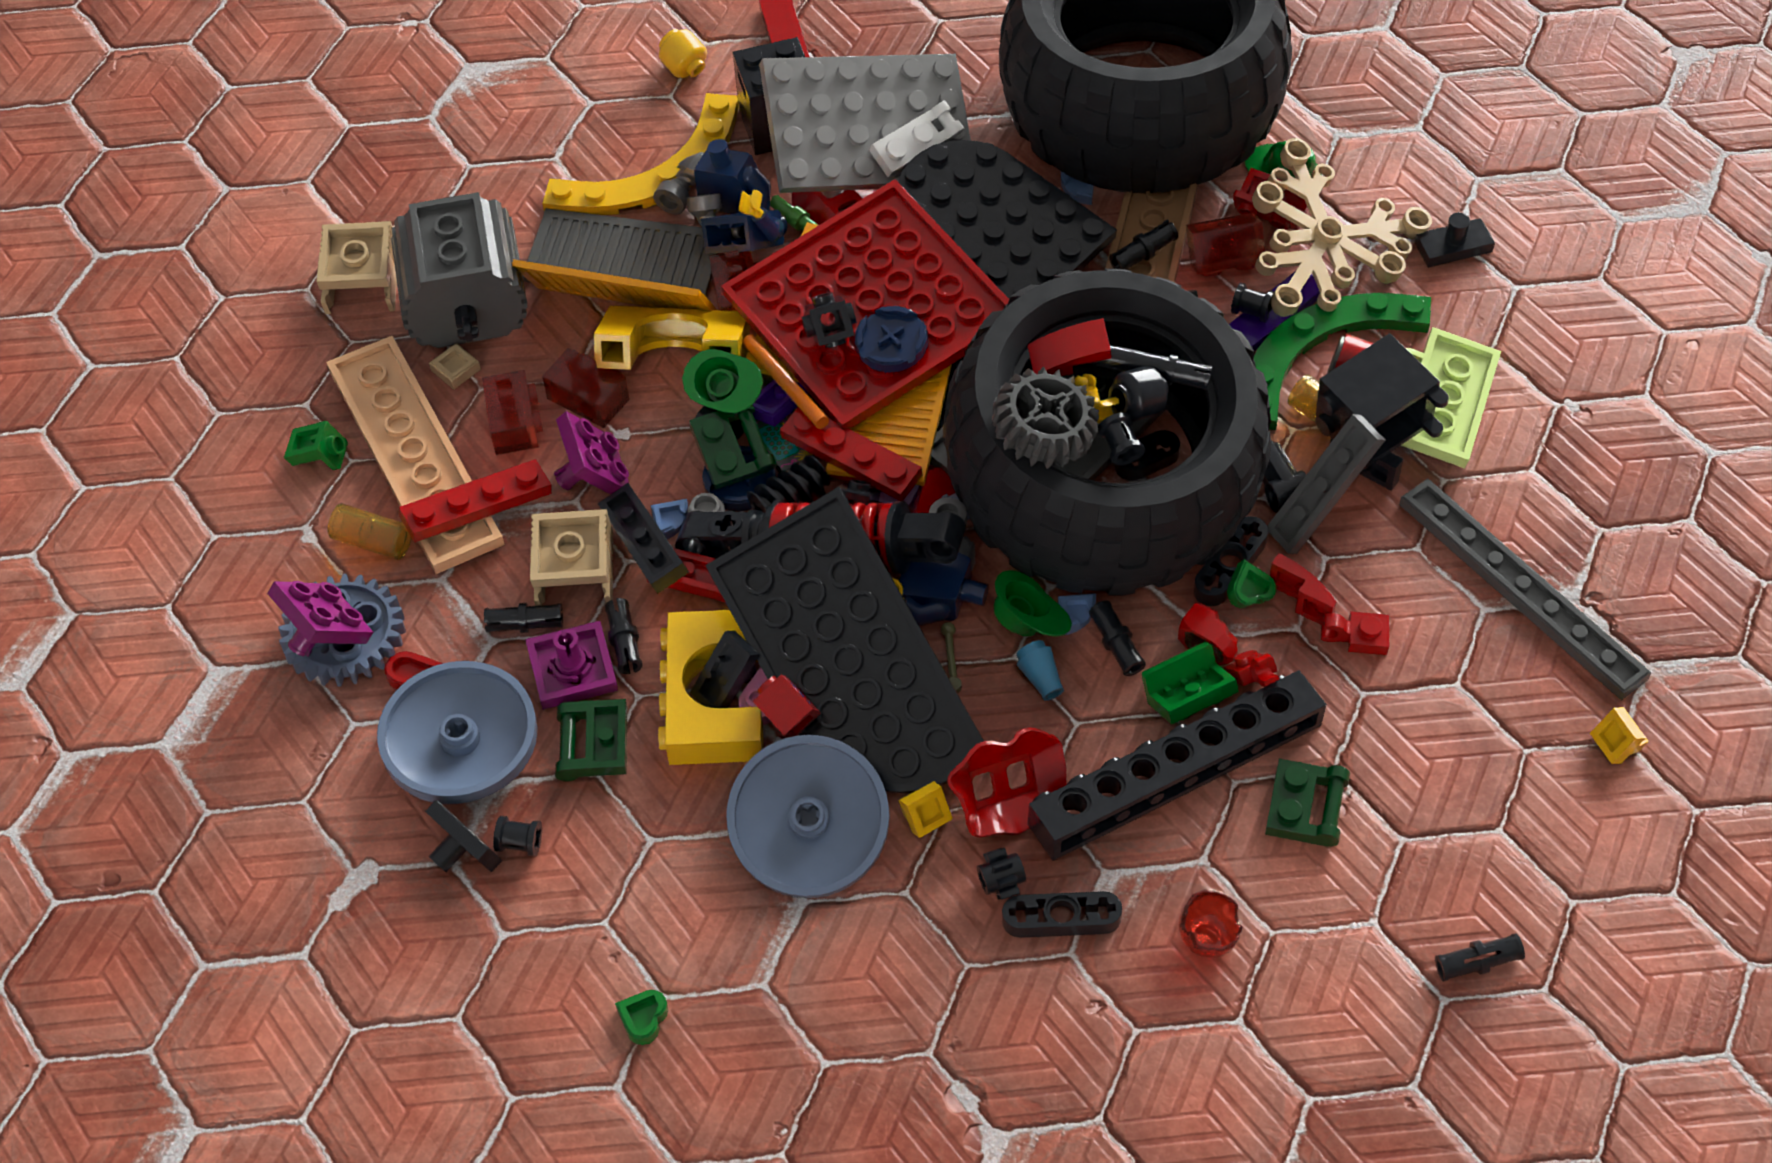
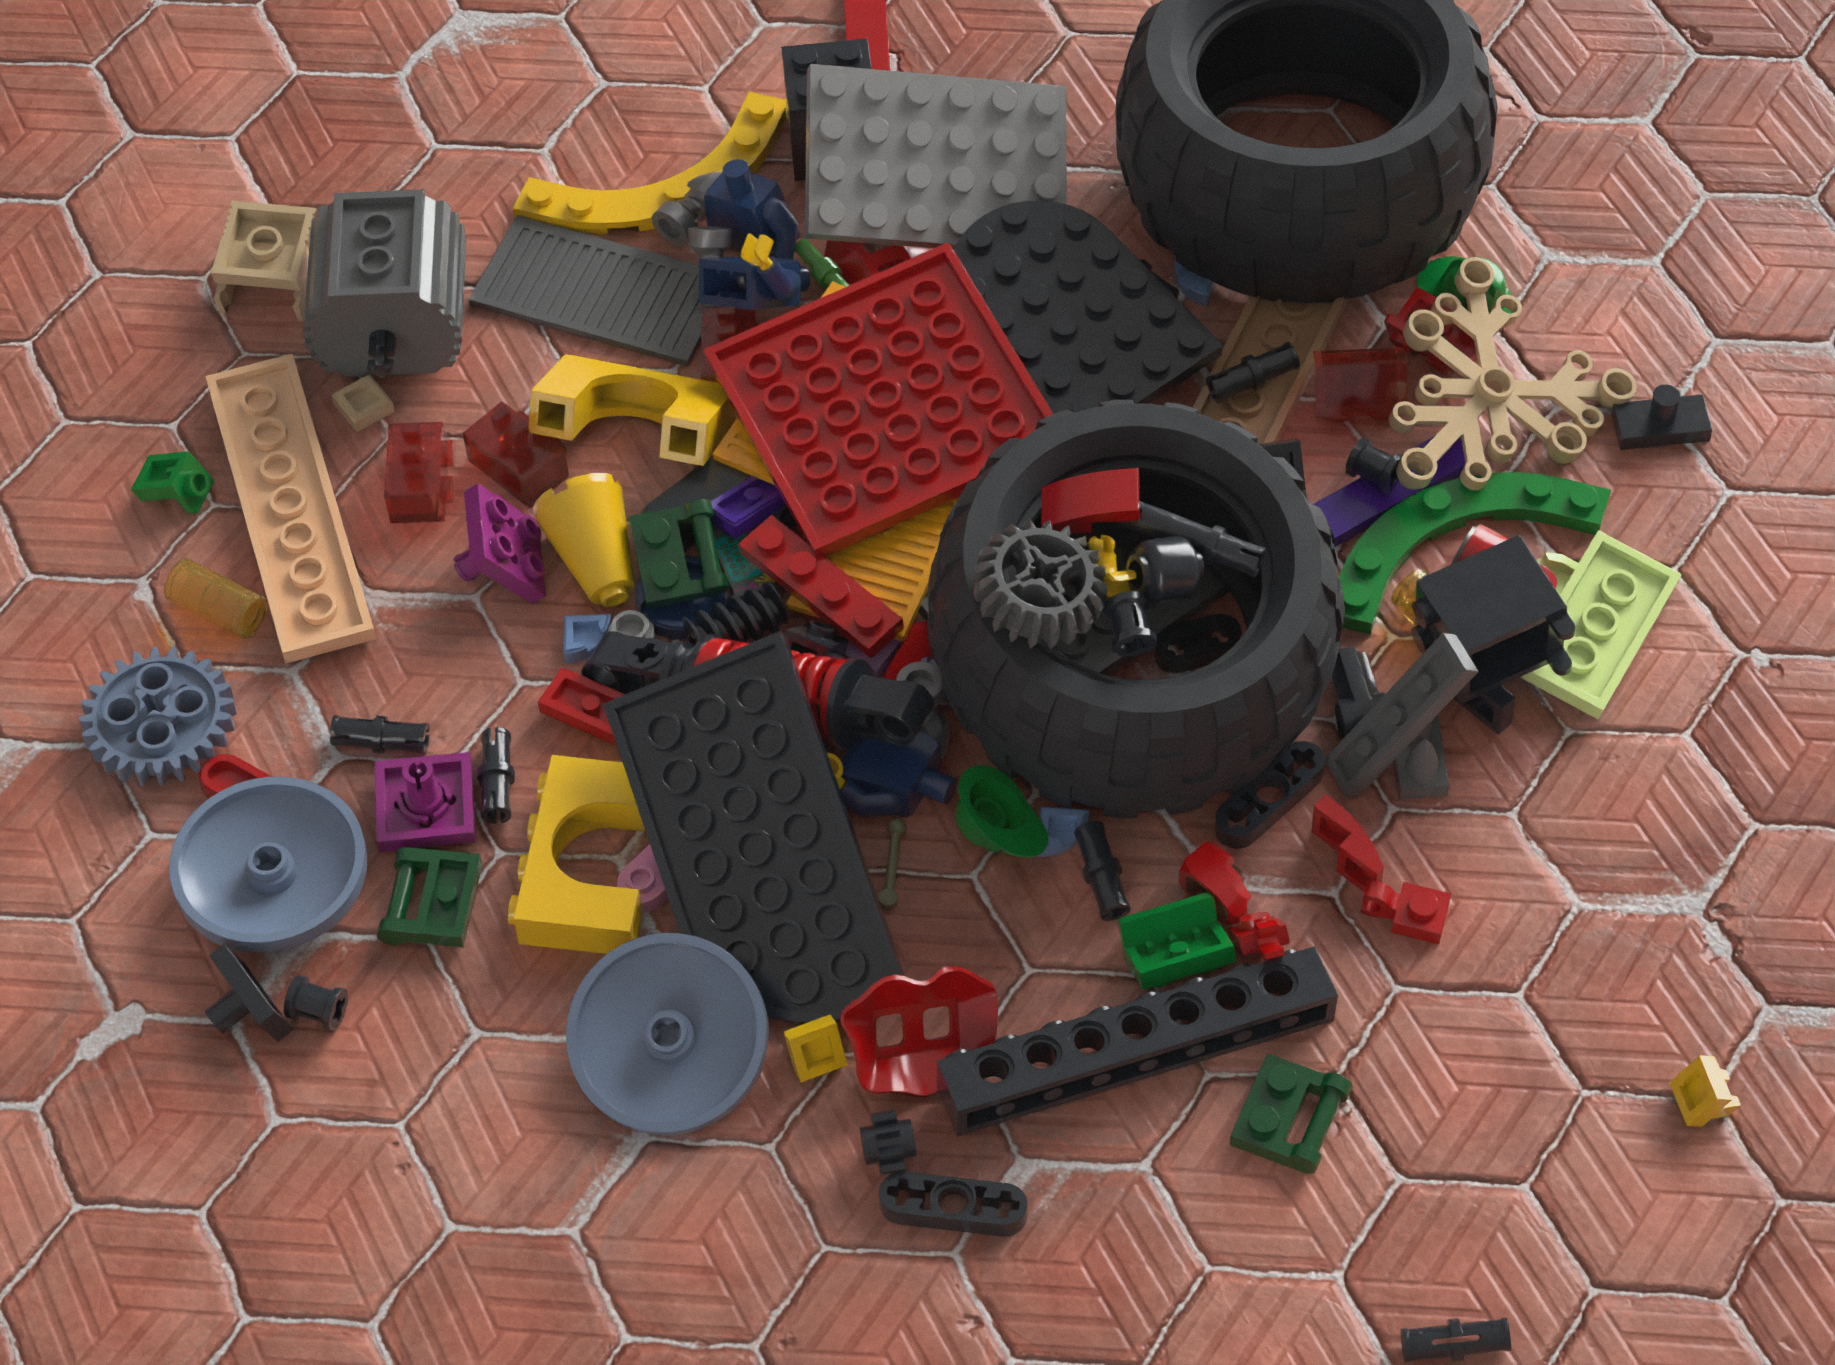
camera: 10 degrees right, 0 degrees up
(318, 615) = (127, 695): magenta plate -> none
(475, 500) = (349, 578): red plate -> none
(571, 551) = (452, 660): tan piece -> none
(612, 287) = (572, 332): light orange window -> none
(642, 1015) = (420, 1244): green tile -> none
(643, 538) = (542, 656): black plate -> none
(660, 440) = (590, 535): none -> yellow cone
(682, 53) = (729, 35): yellow head -> none
(722, 381) = (677, 472): green piece -> none
(726, 671) = (606, 840): black tile -> none
(785, 381) = (757, 484): orange bar -> none
(785, 705) = (667, 893): red brick -> none
(841, 325) = (822, 432): black brick -> none
(891, 339) = (897, 450): dark blue tile -> none
(903, 144) = (976, 195): white plate -> none
(1039, 667) = (997, 894): dark azure cone -> none
(1210, 923) = (1129, 1244): clear red hair -> none
(1250, 586) = (1284, 830): green tile -> none
(1342, 525) = (1422, 765): none -> dark grey tile
(1525, 589) = (1636, 887): dark grey tile -> none

